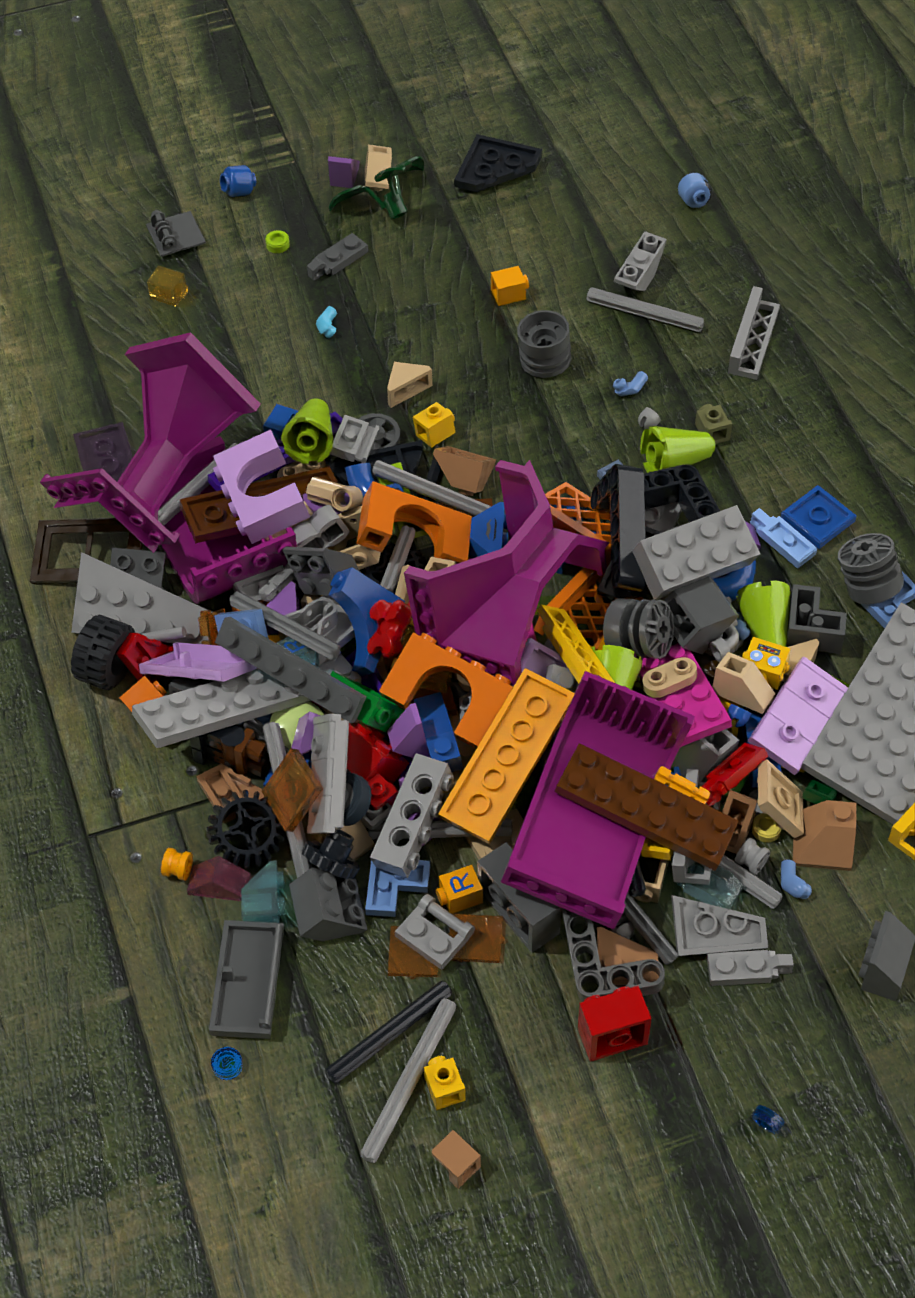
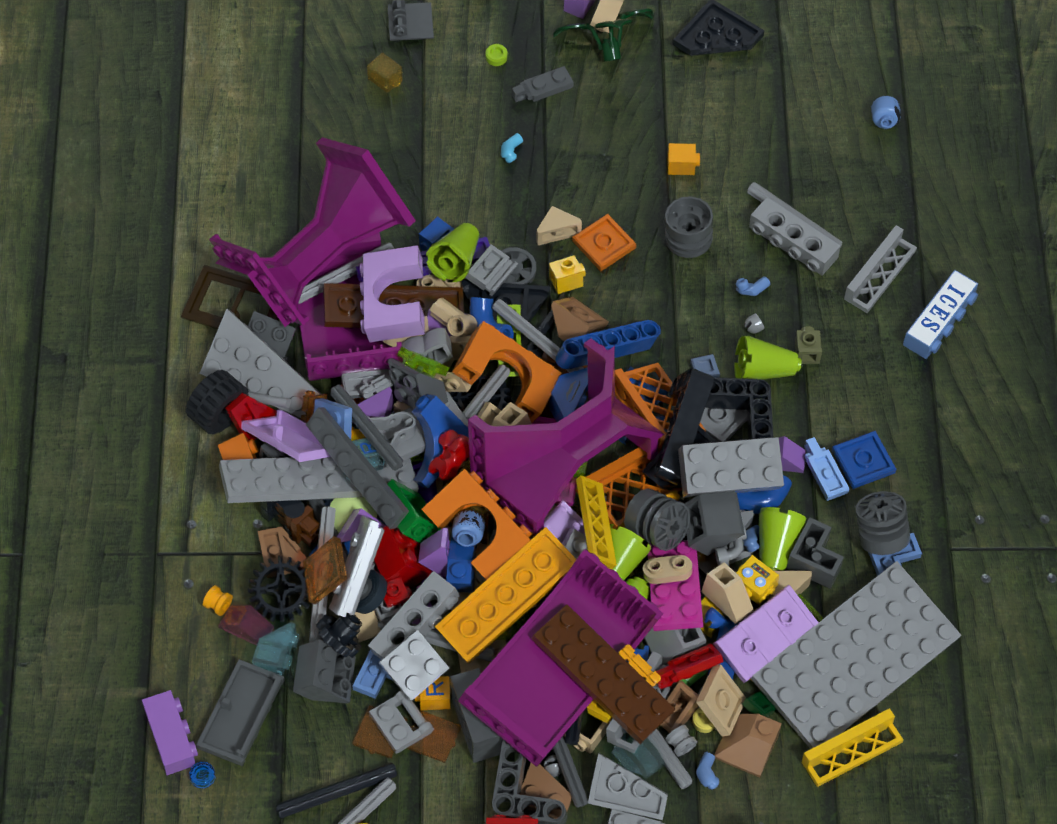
camera: 15 degrees right, 5 degrees up
(105, 449) = (278, 219): clear purple tile -> none
(172, 1026) = (170, 732): none -> medium lavender brick
(318, 540) = (429, 365): none -> clear neon green plate
(430, 862) = (413, 665): none -> light grey plate
(436, 698) = (468, 528): none -> medium blue head
(459, 385) = (604, 242): none -> orange tile
(485, 486) = (626, 339): none -> blue beam
(642, 262) = (806, 173): light grey slope -> none
(653, 326) = (788, 226): none -> light grey brick
(833, 358) = (940, 314): none -> brick

